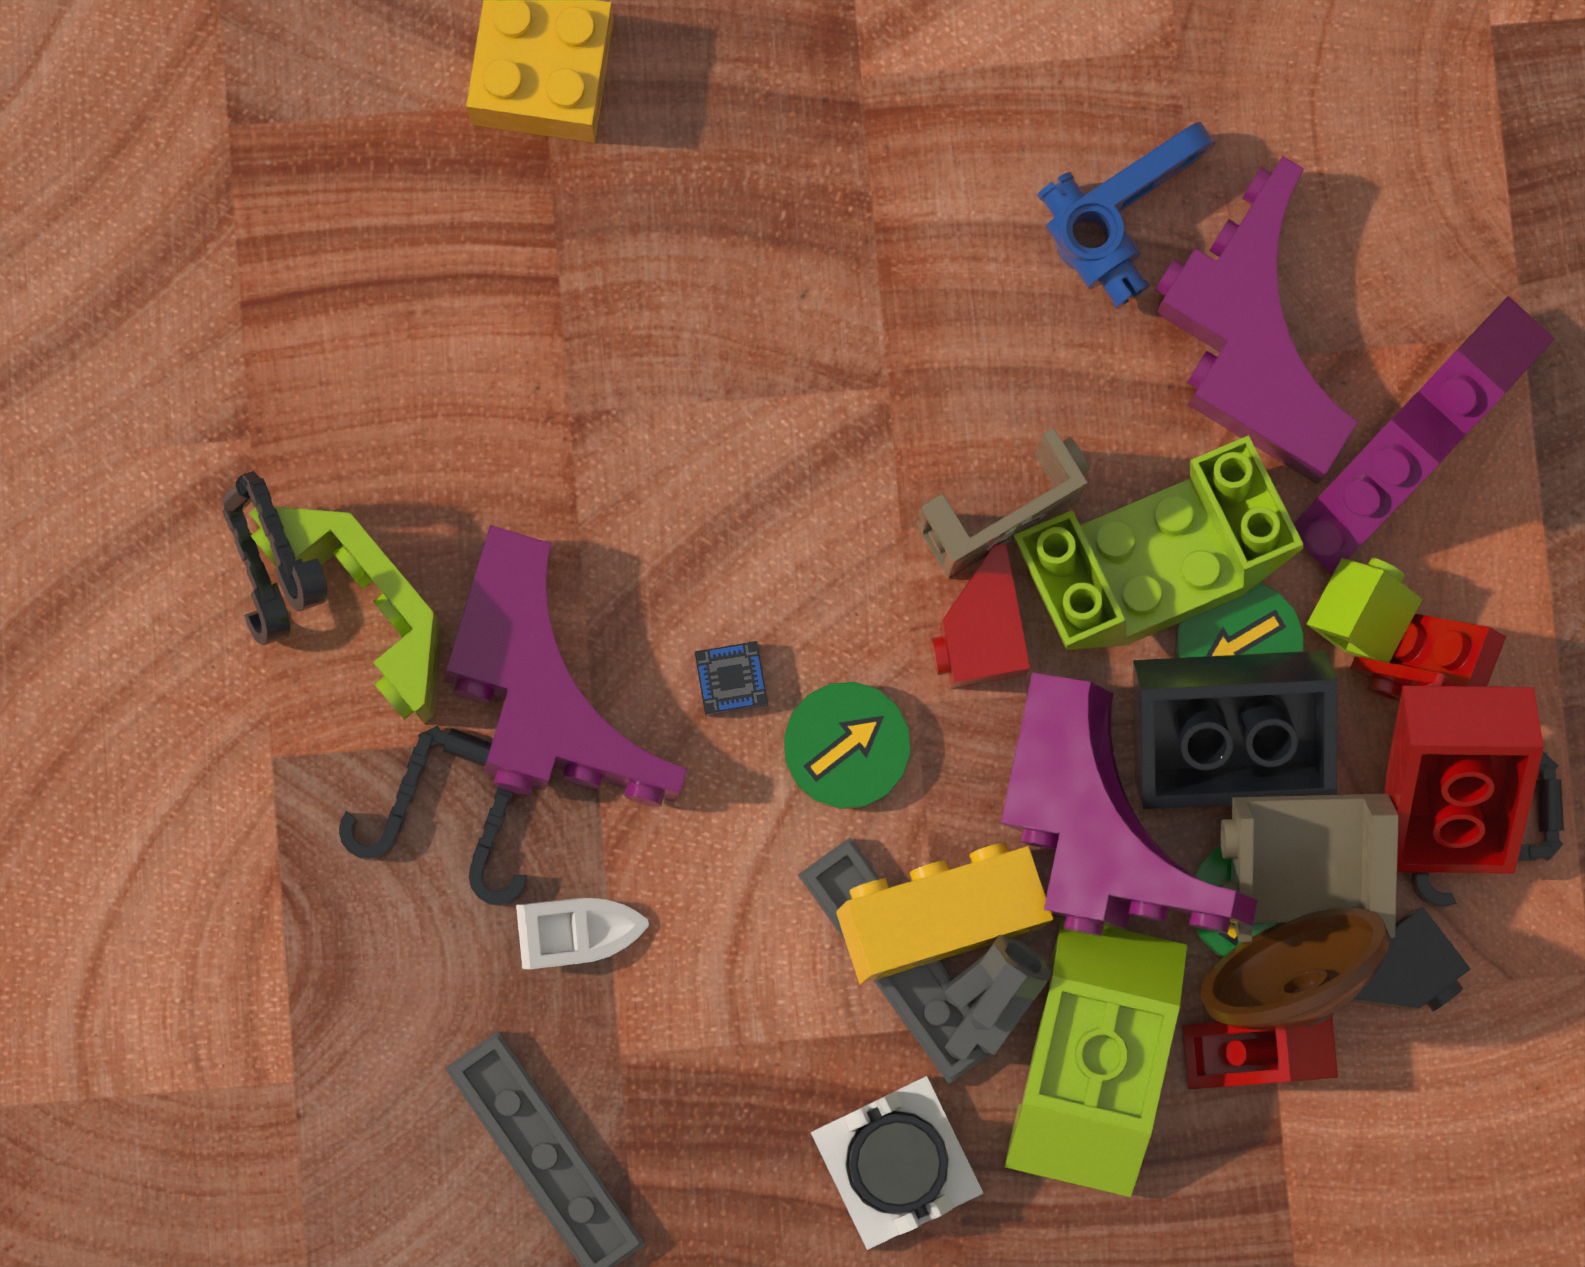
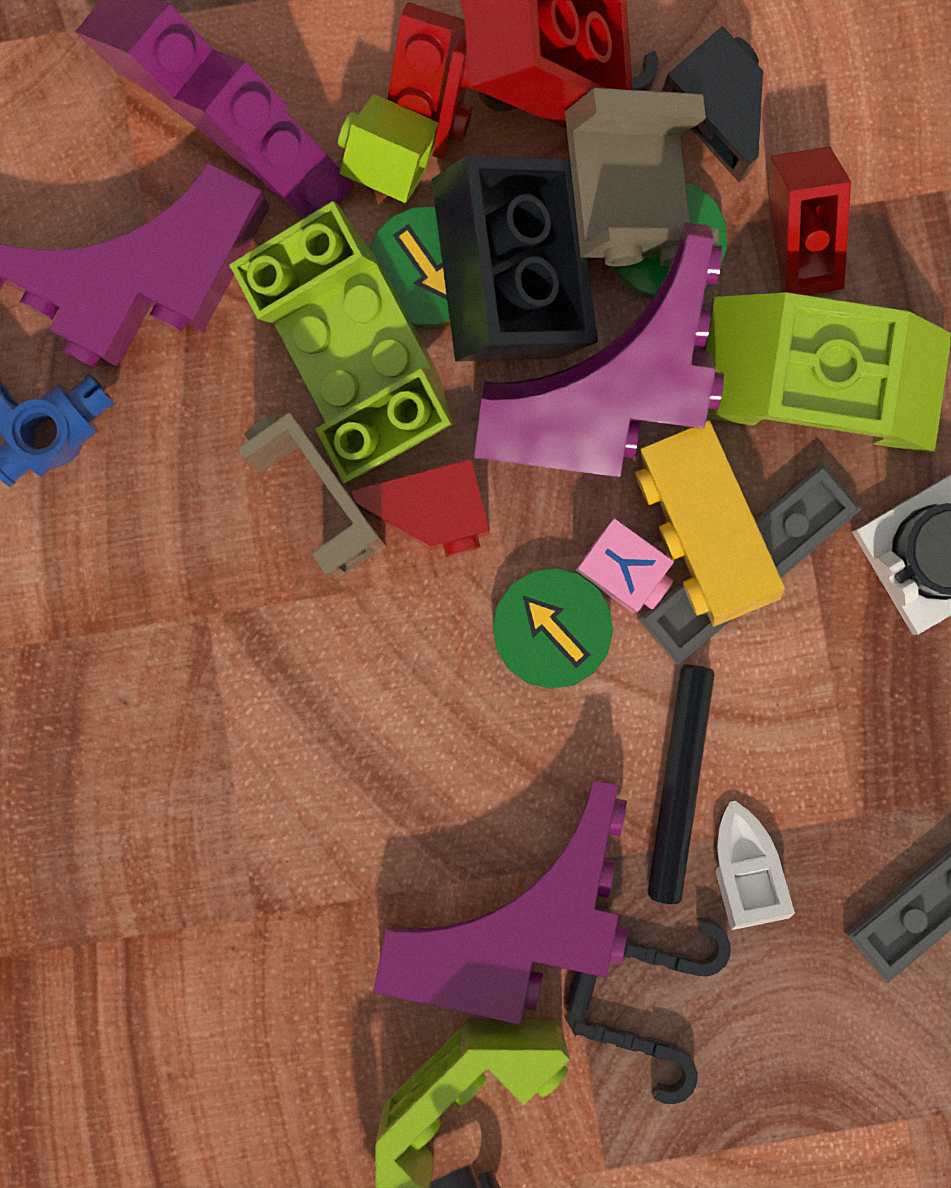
camera: 95 degrees left, 5 degrees up
(672, 867) = (681, 784): none -> black axle
(731, 678) = (497, 742): tile -> none
(904, 825) = (626, 568): none -> bright pink brick
(1006, 986) = (784, 464): dark grey rock -> none
(1297, 970) = (748, 177): reddish brown dish -> none

